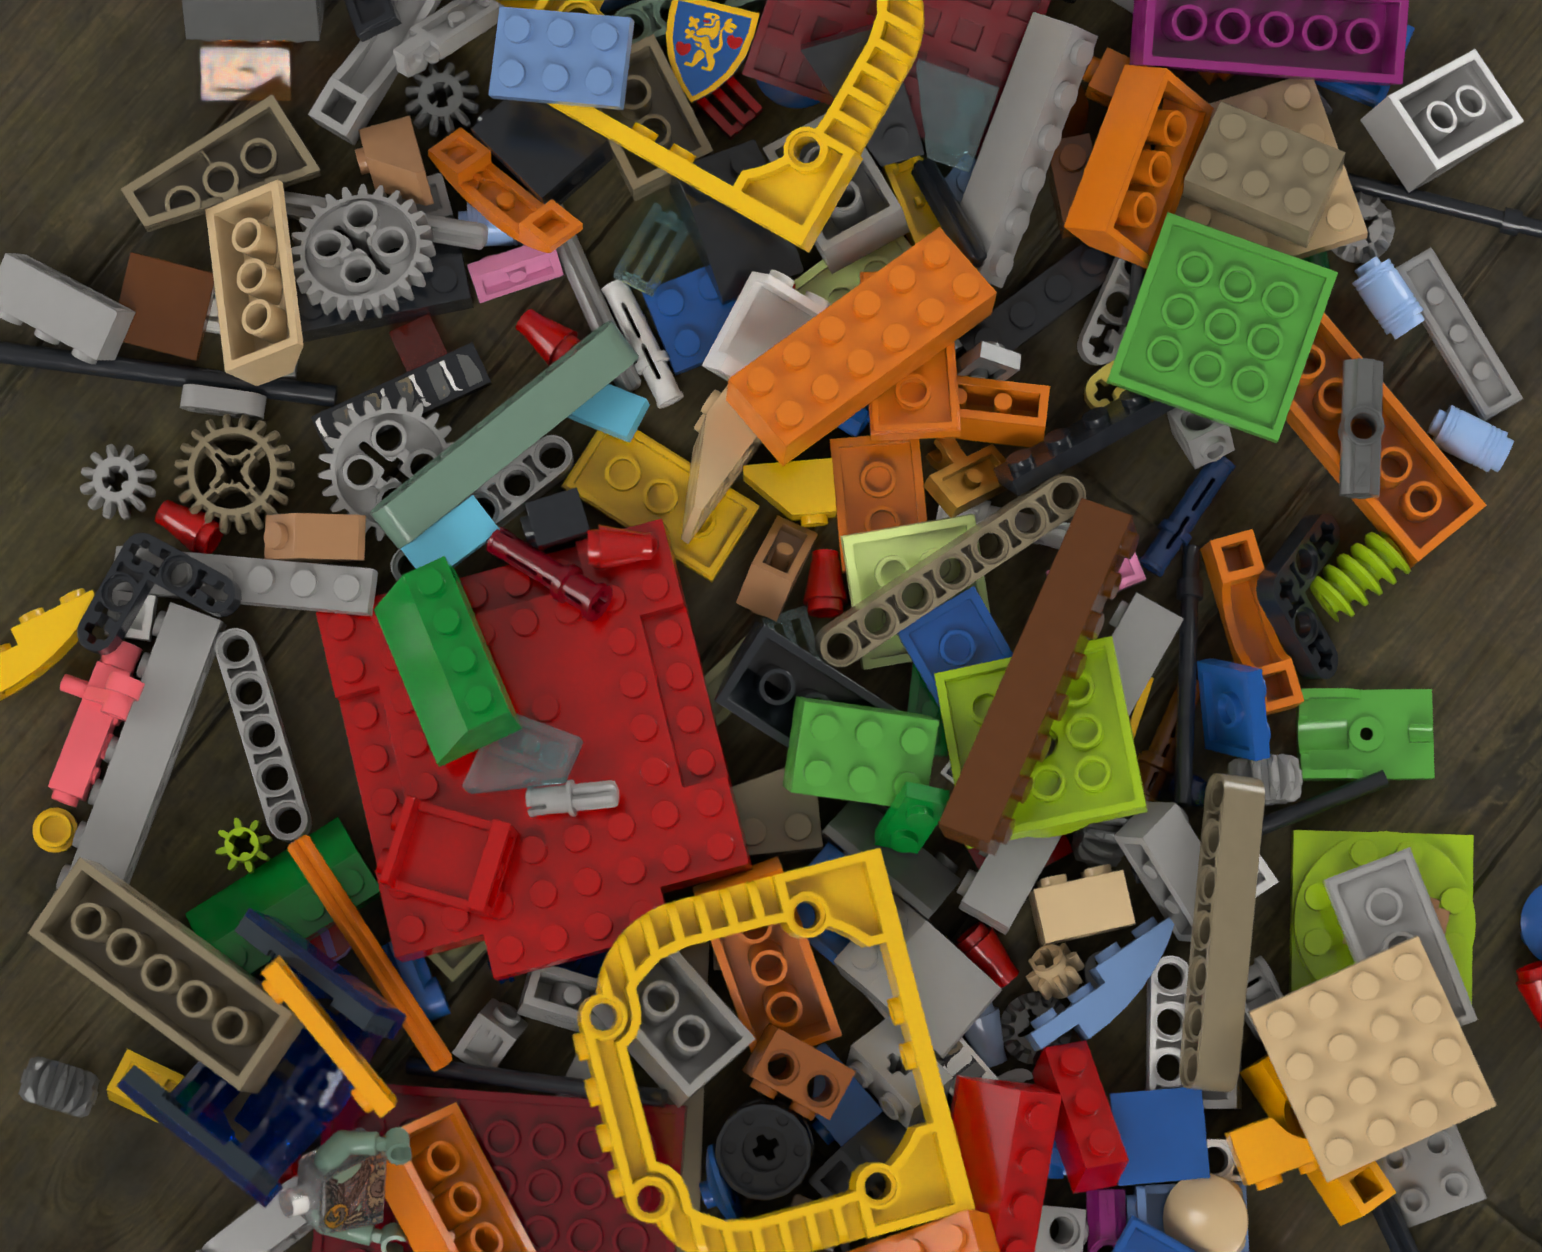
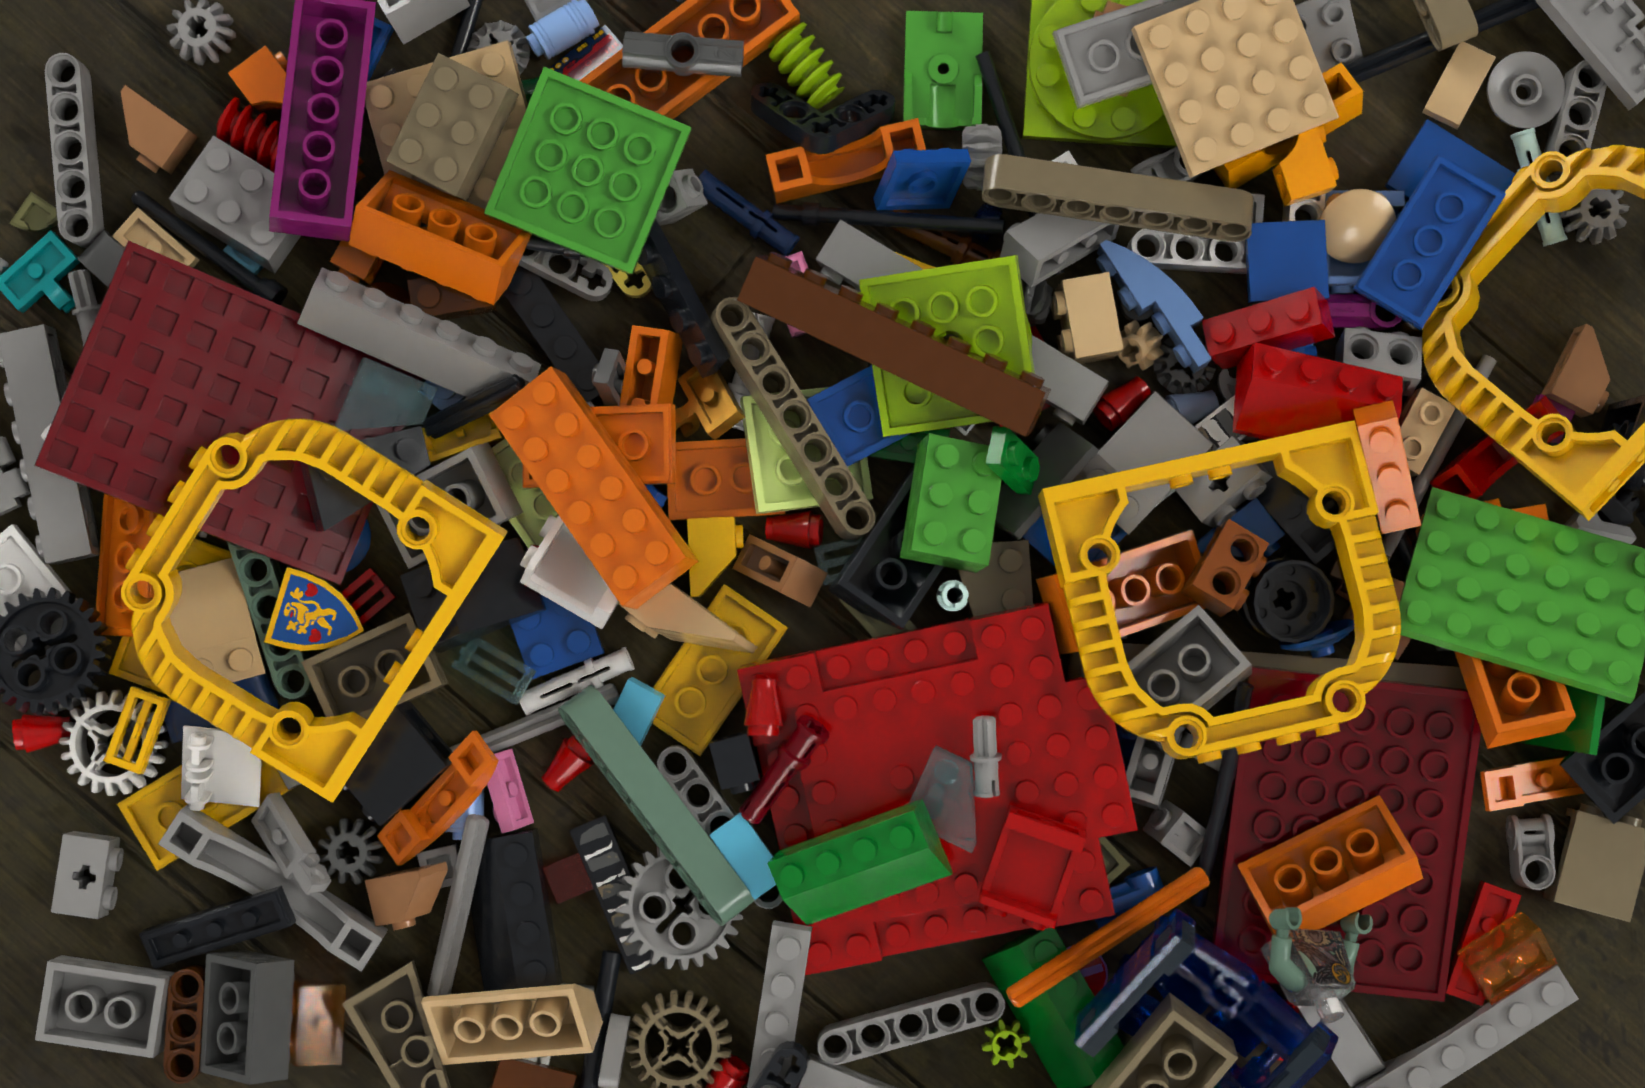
camera: 90 degrees left, 5 degrees up
(315, 537) = (740, 975): medium nougat slope -> none
(333, 277) = (466, 900): light grey gear -> none
(369, 1088) = (1237, 943): light orange plate -> none
(561, 58) = (322, 744): medium blue plate -> none
(757, 748) = (961, 595): none -> light aqua pin
(1357, 324) = (588, 54): none -> slope

